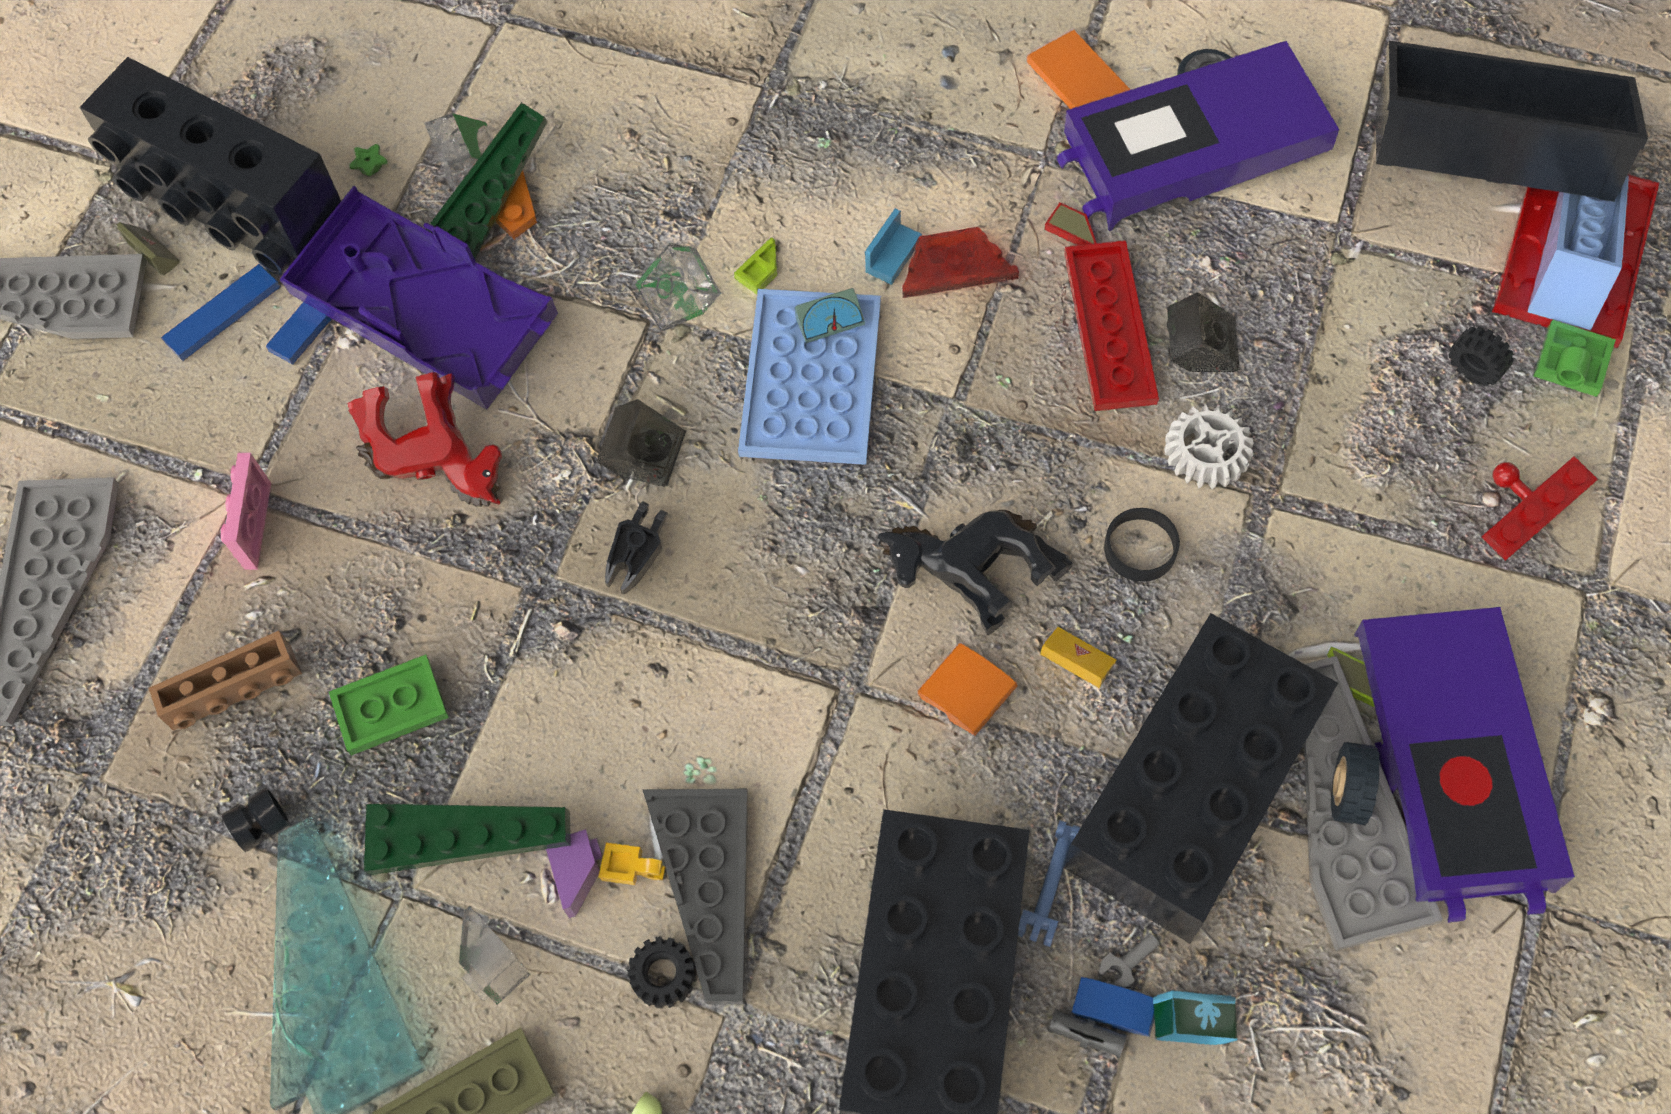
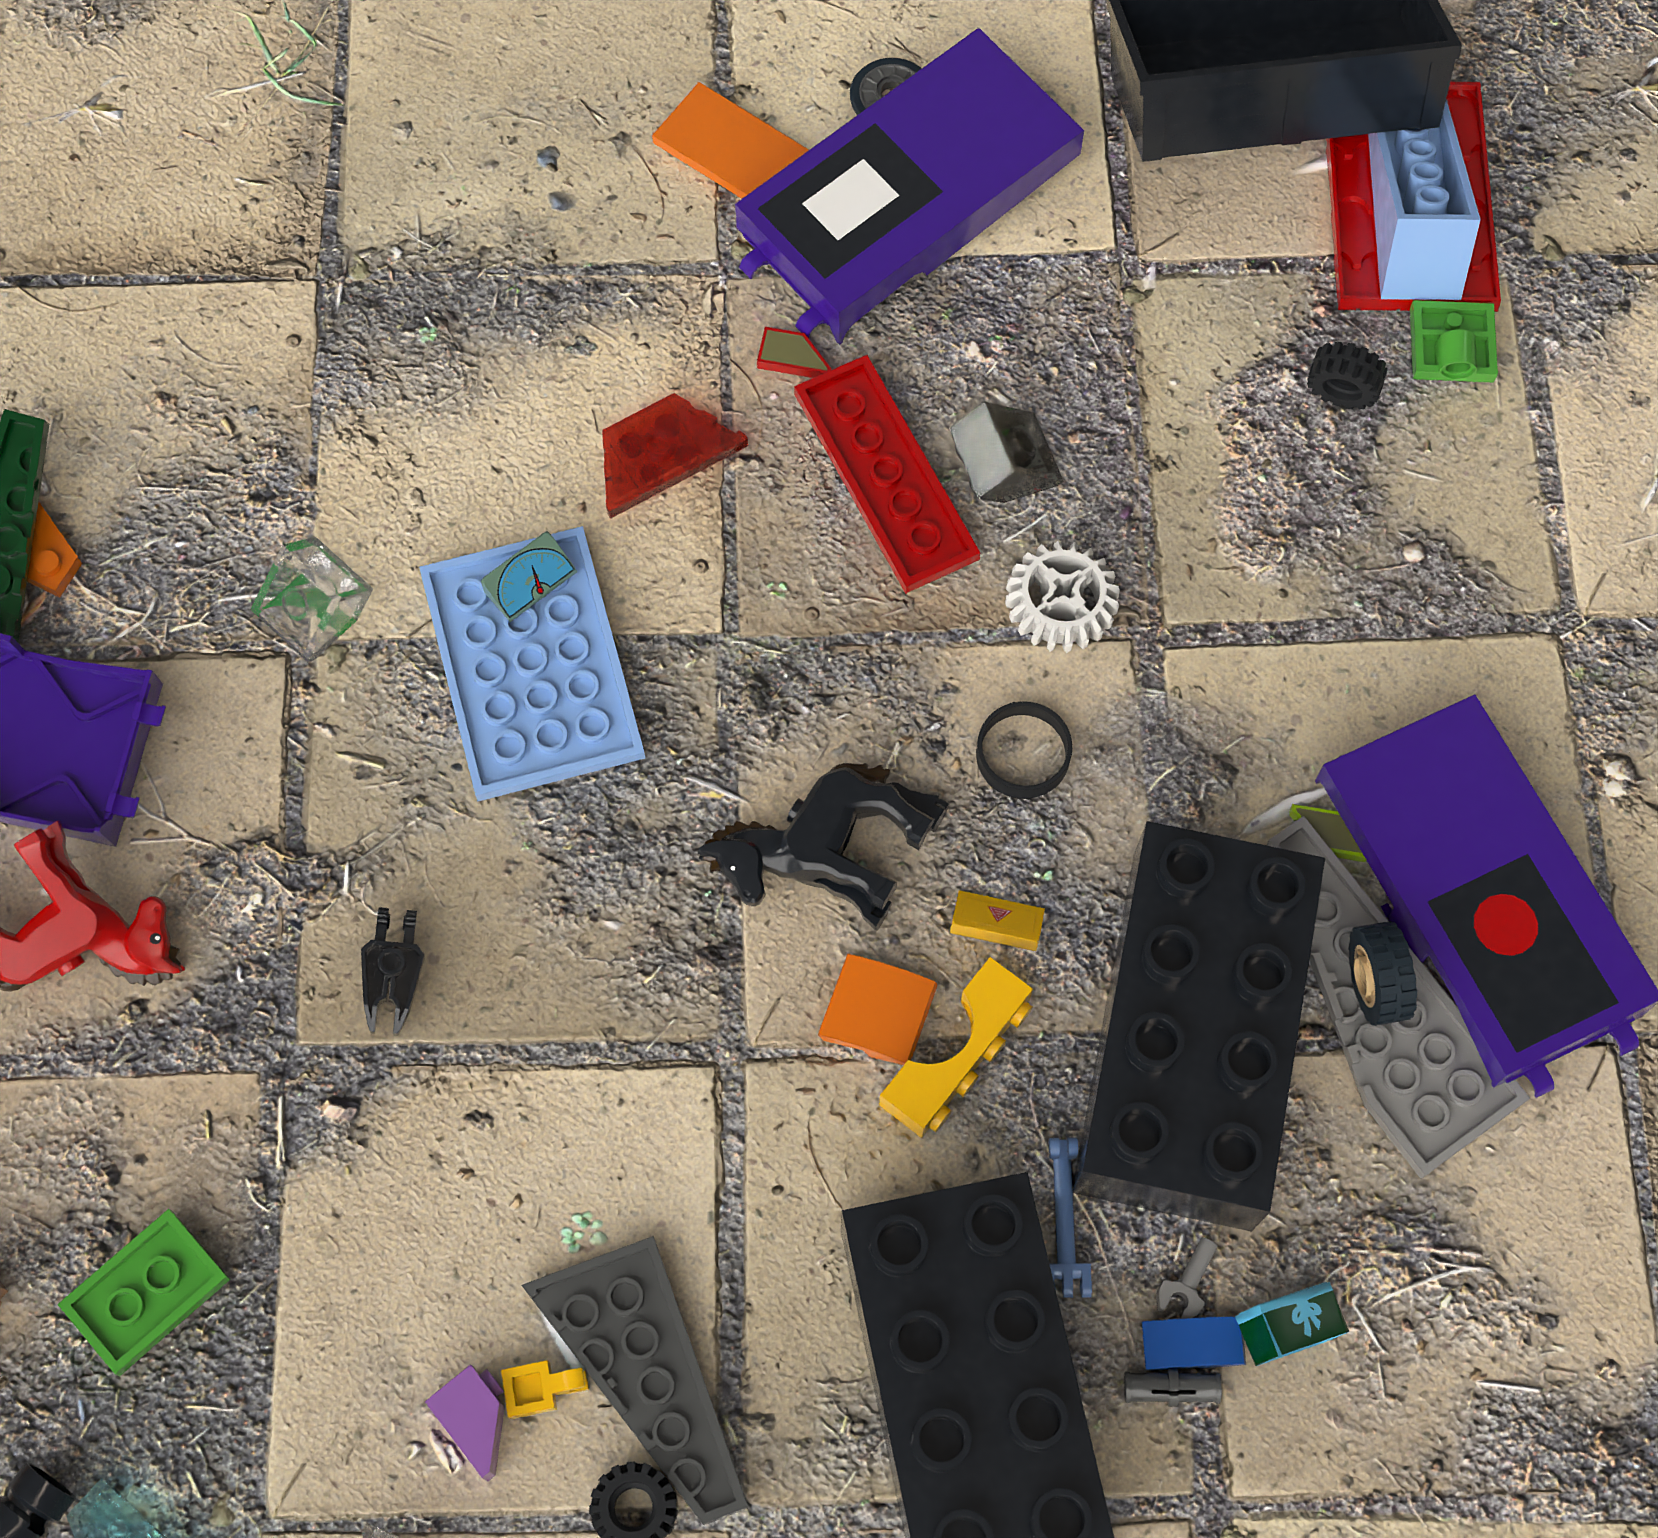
camera: 25 degrees left, 5 degrees up
(433, 835) = (275, 1441): dark green wing -> none
(641, 444) = (344, 828): clear smoke slope -> none
(759, 268) = (408, 535): lime tile -> none
(890, 249) = (573, 457): dark azure panel -> none
(978, 756) = (922, 1091): none -> yellow arch
(1537, 506) = (1471, 544): red plate -> none

